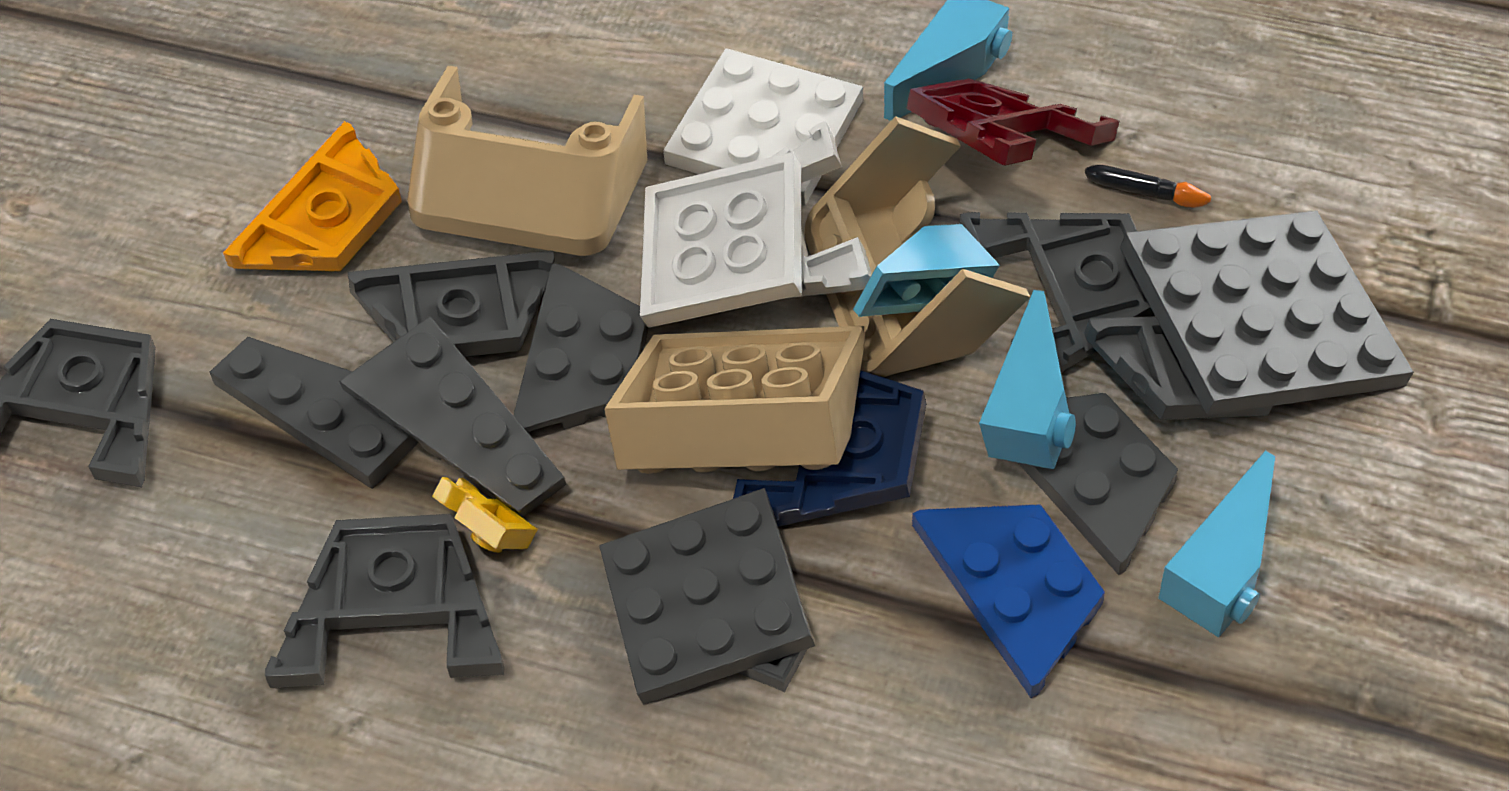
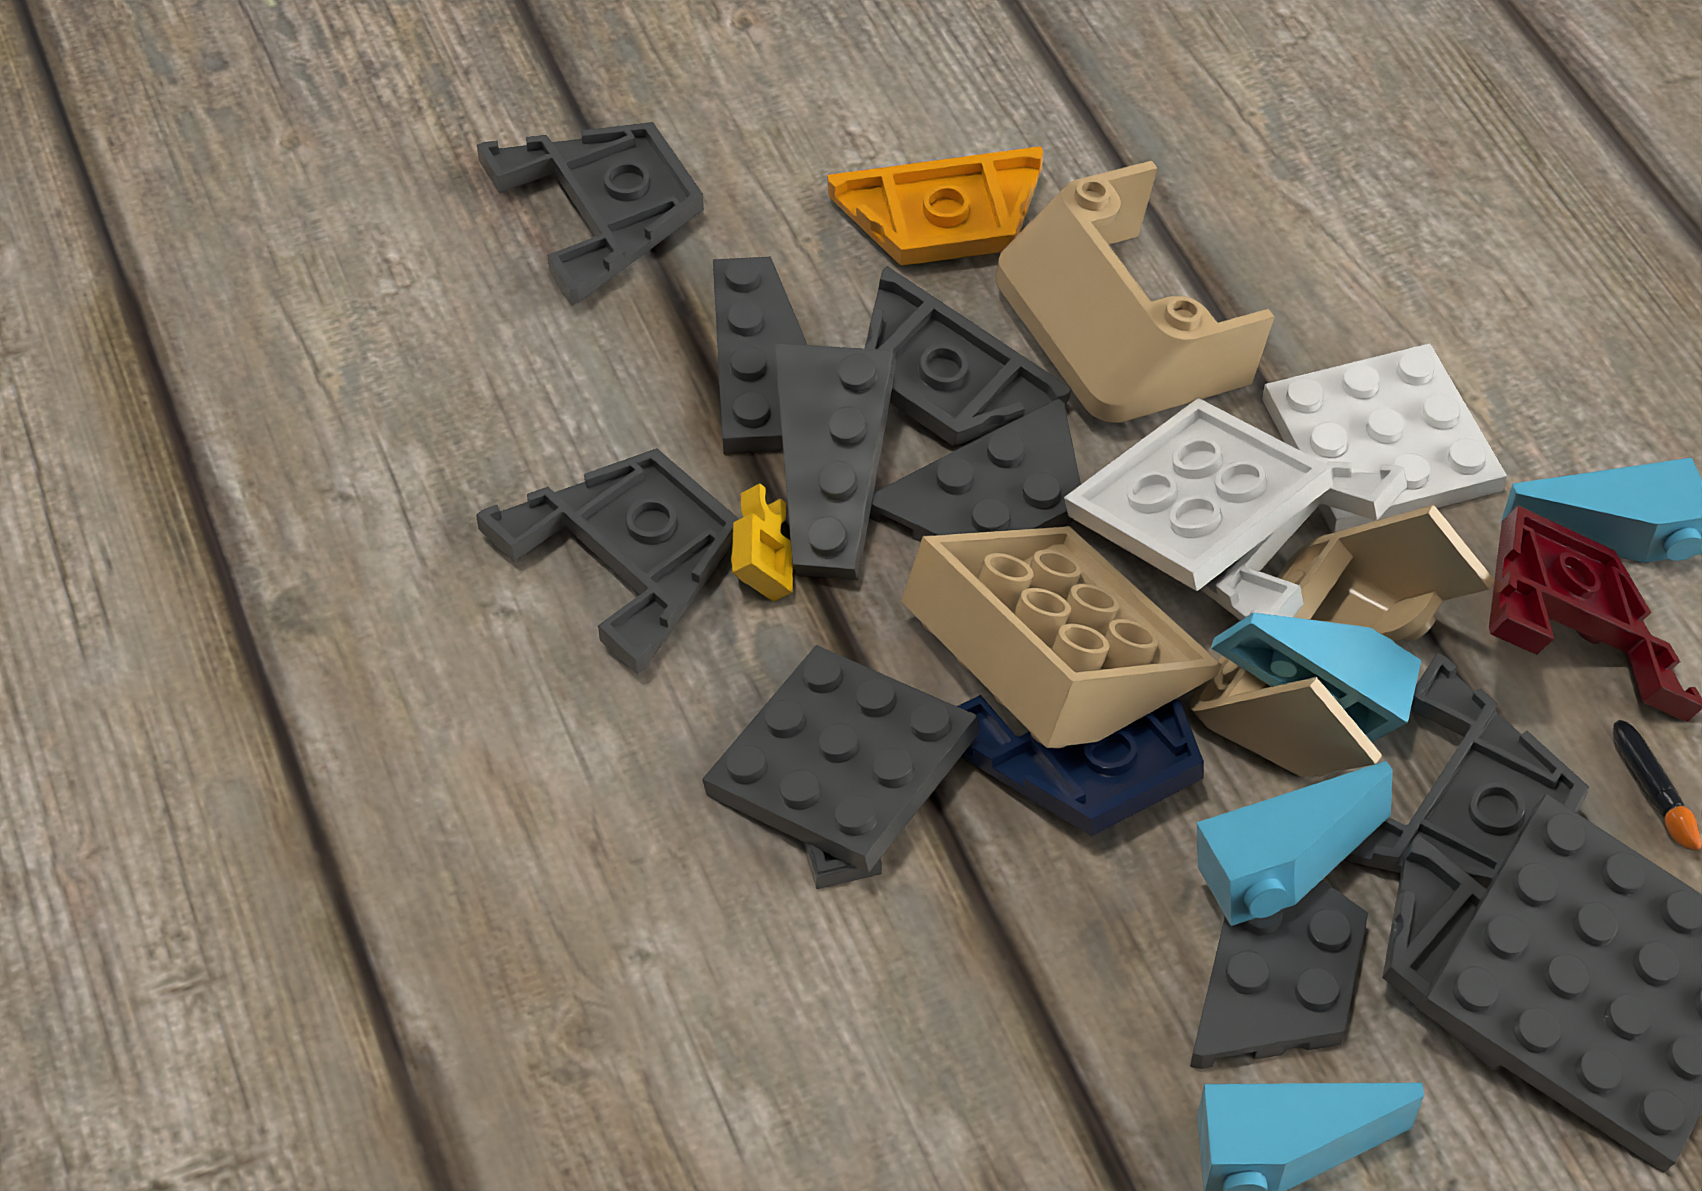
camera: 45 degrees right, 0 degrees up
(1015, 580) = (1095, 986): blue wing -> none

